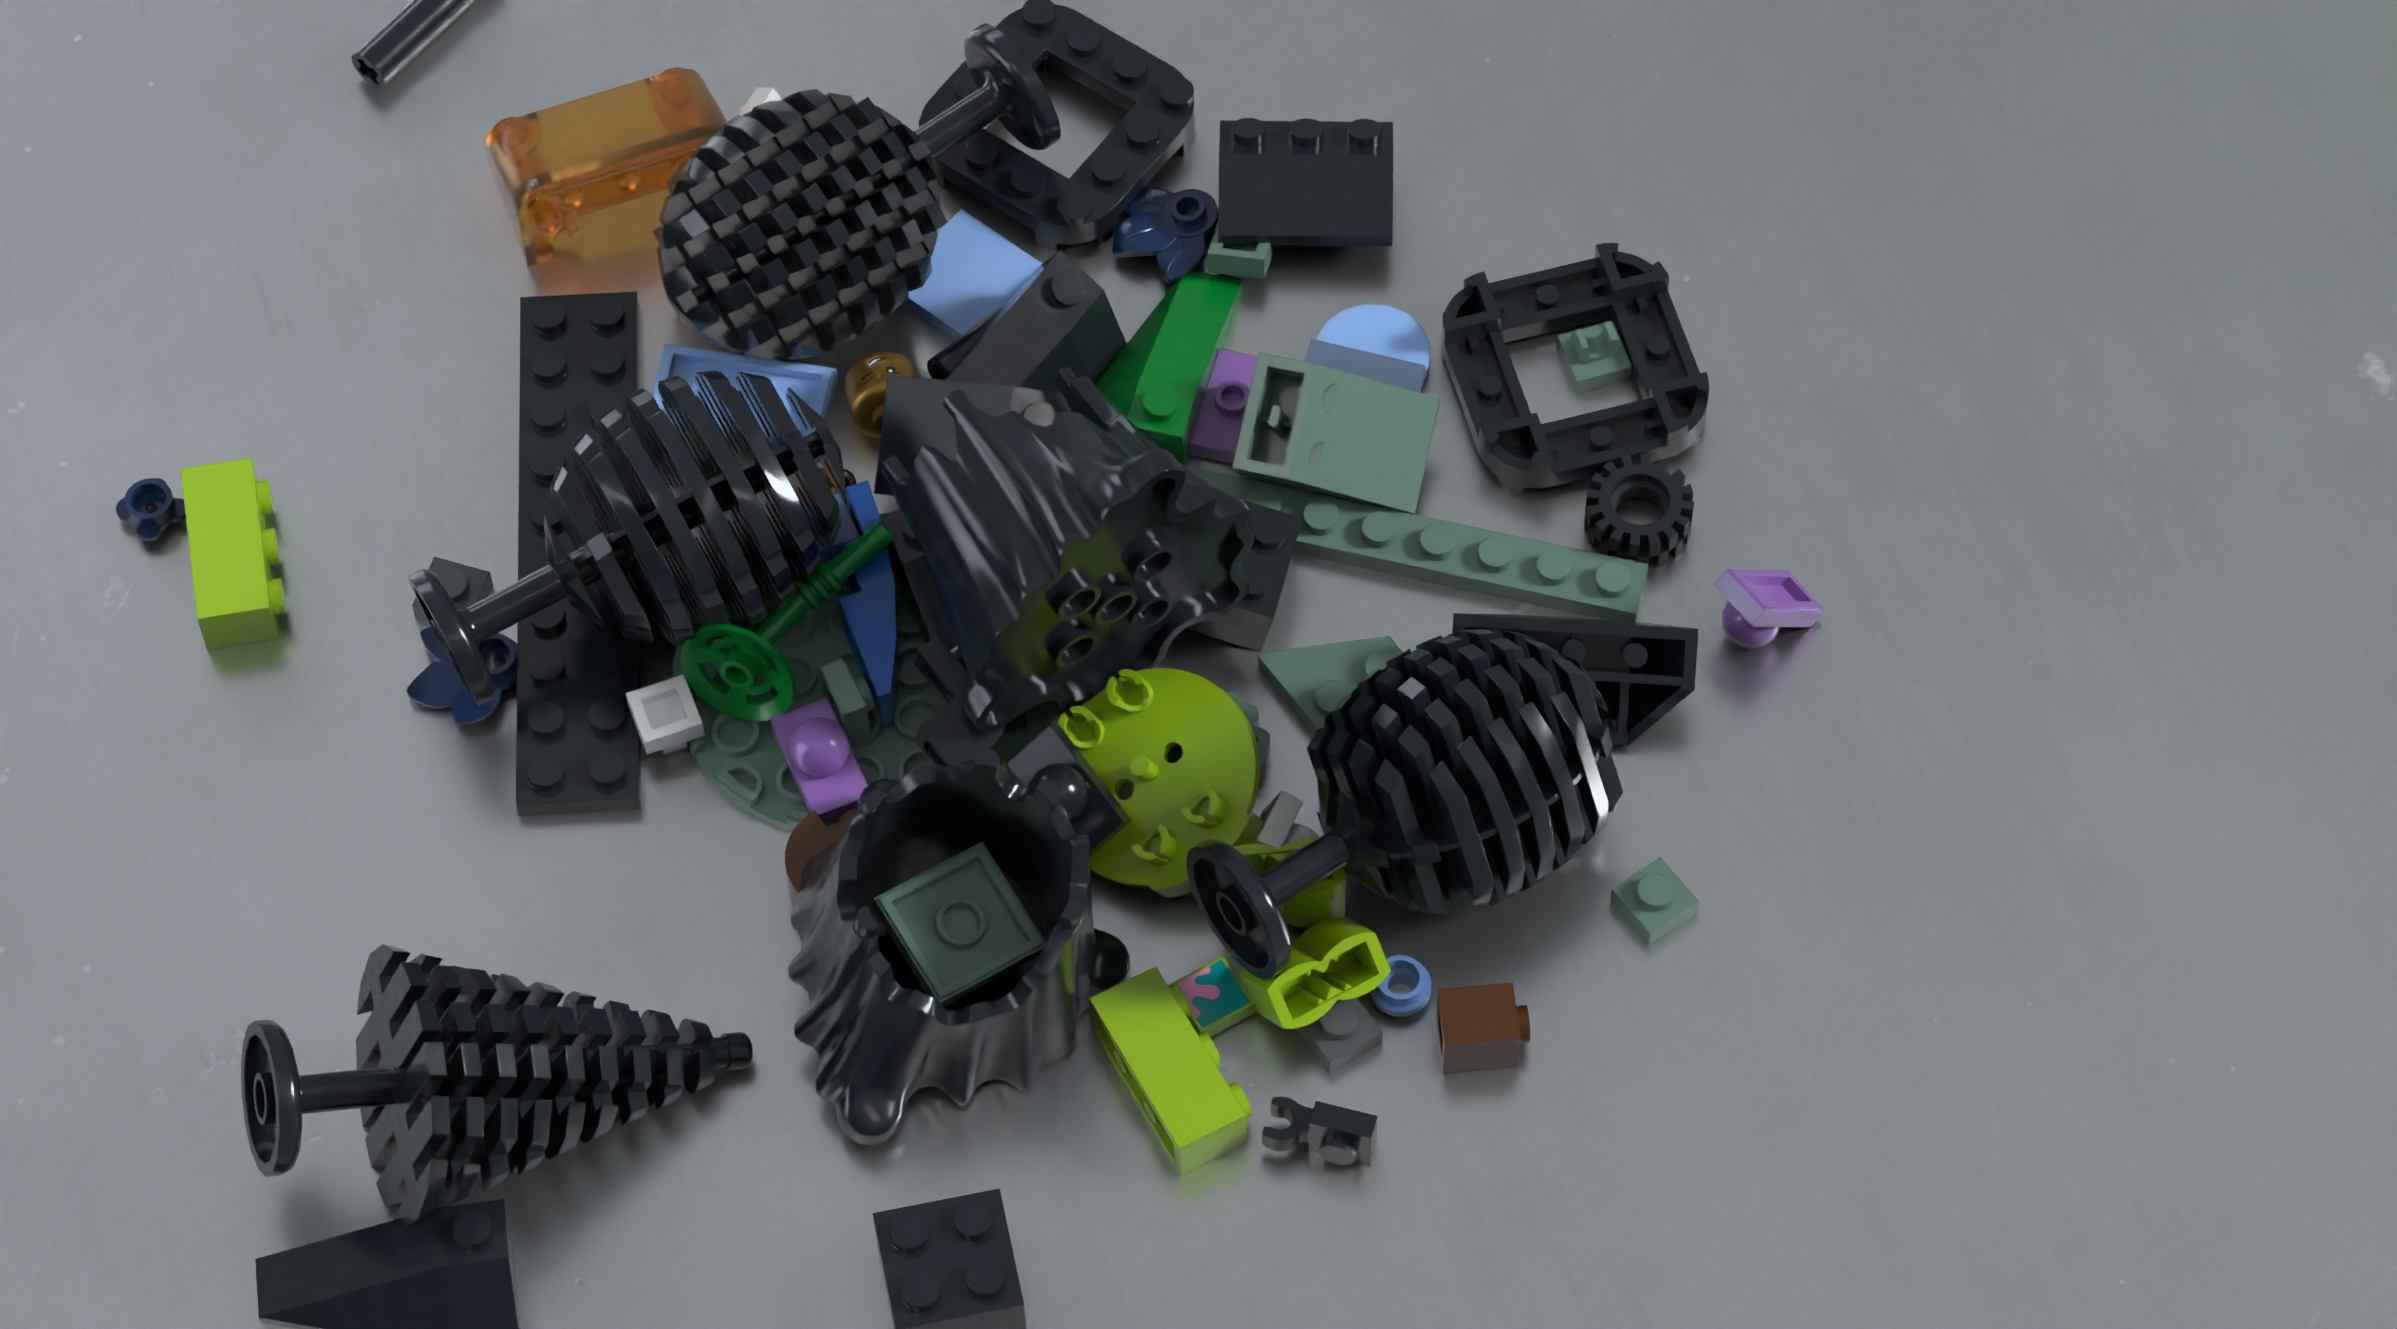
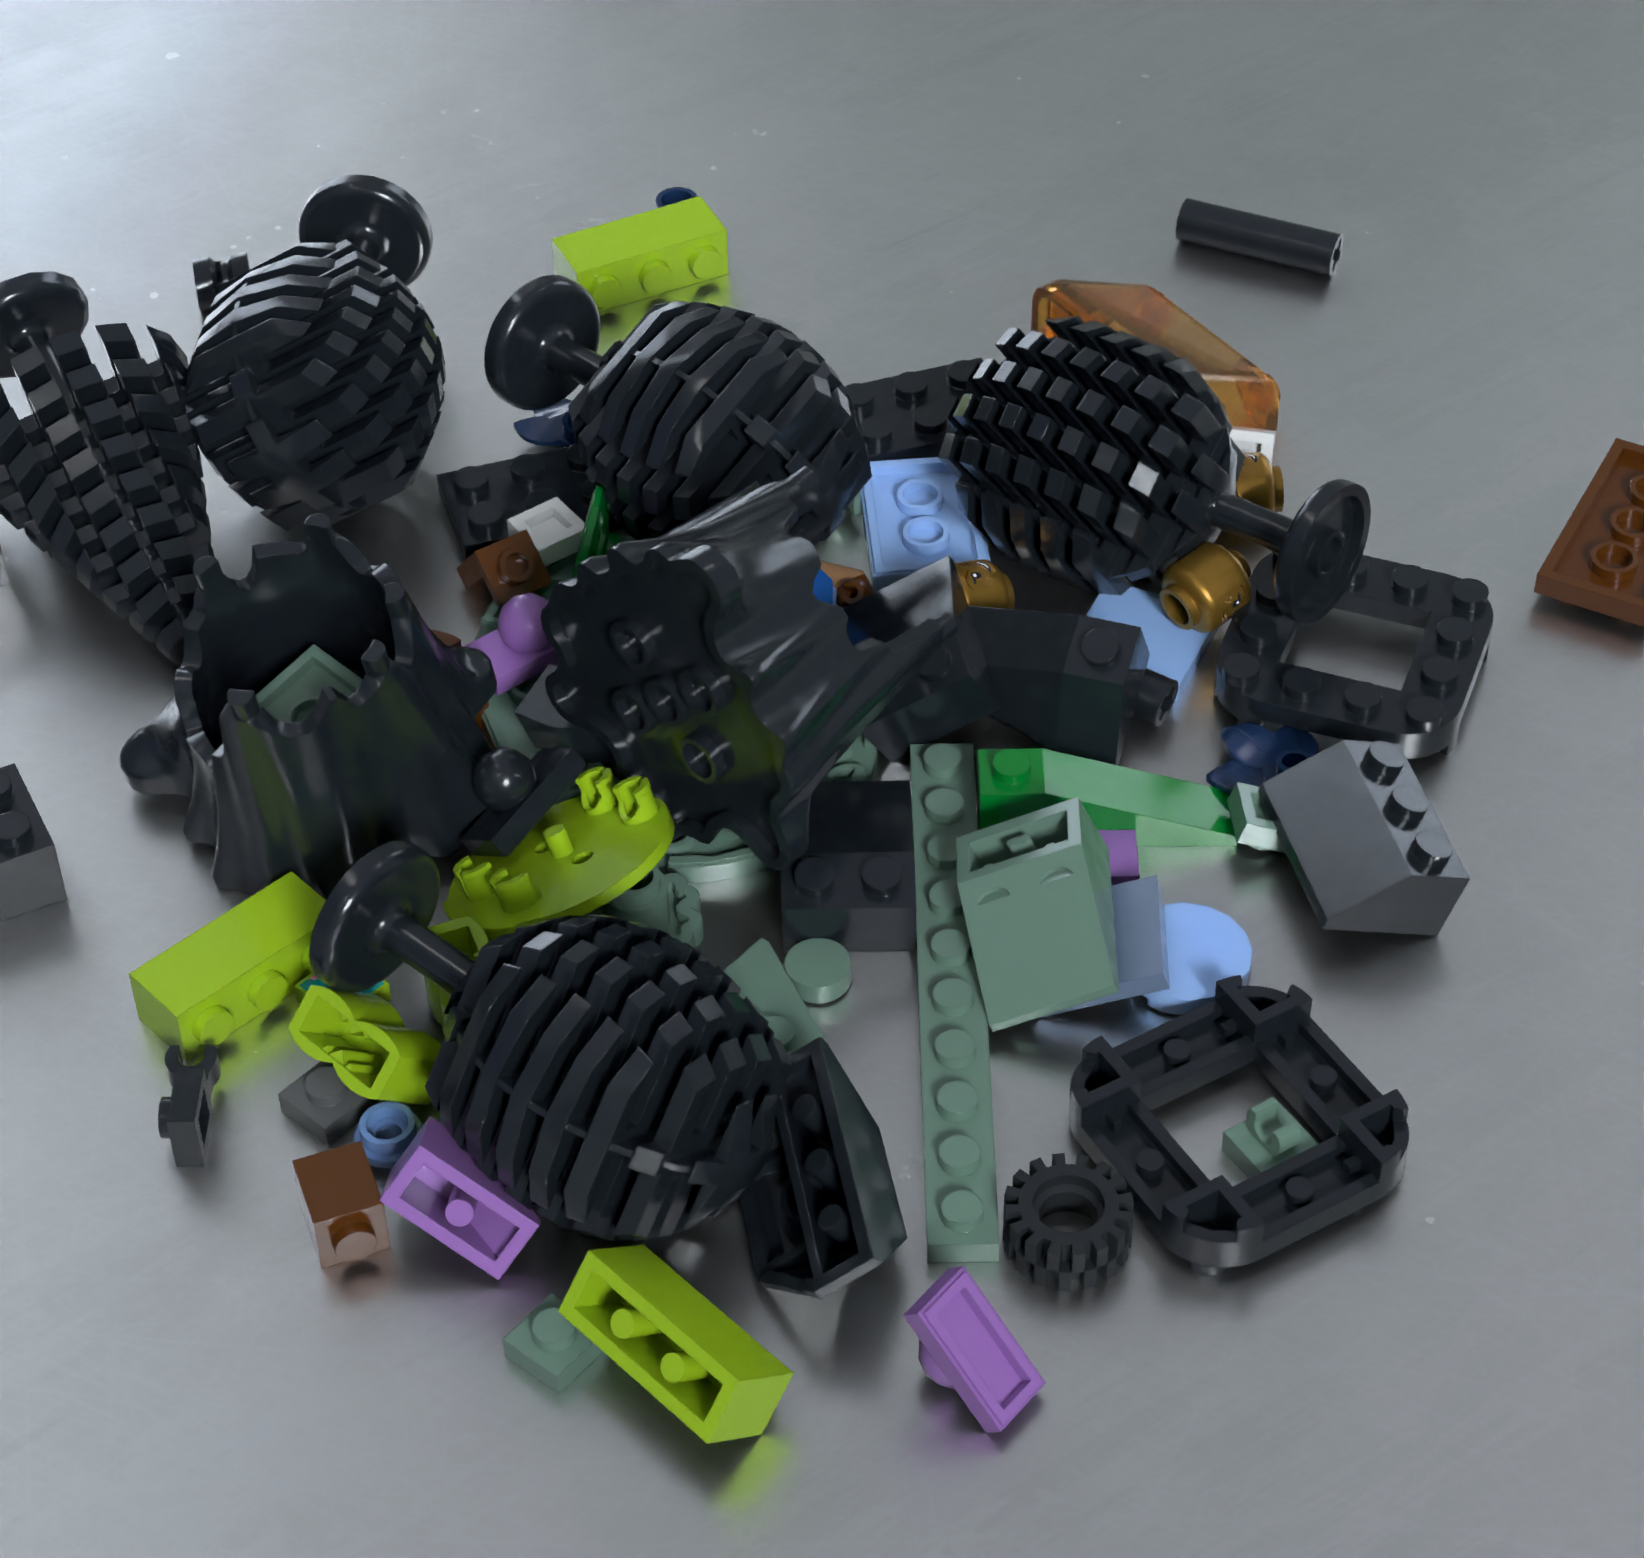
camera: 75 degrees right, 15 degrees down
(102, 955) = (211, 274): none -> black wheel
(407, 832) = (322, 363): none -> black plant
(691, 763) = (507, 568): none -> reddish brown bracket
(966, 203) = (1205, 587): none -> pearl gold head
(1301, 623) = (819, 969): none -> sand green tile
(1504, 937) = (456, 1202): none -> medium lavender slope
(1705, 802) = (675, 1343): none -> lime brick

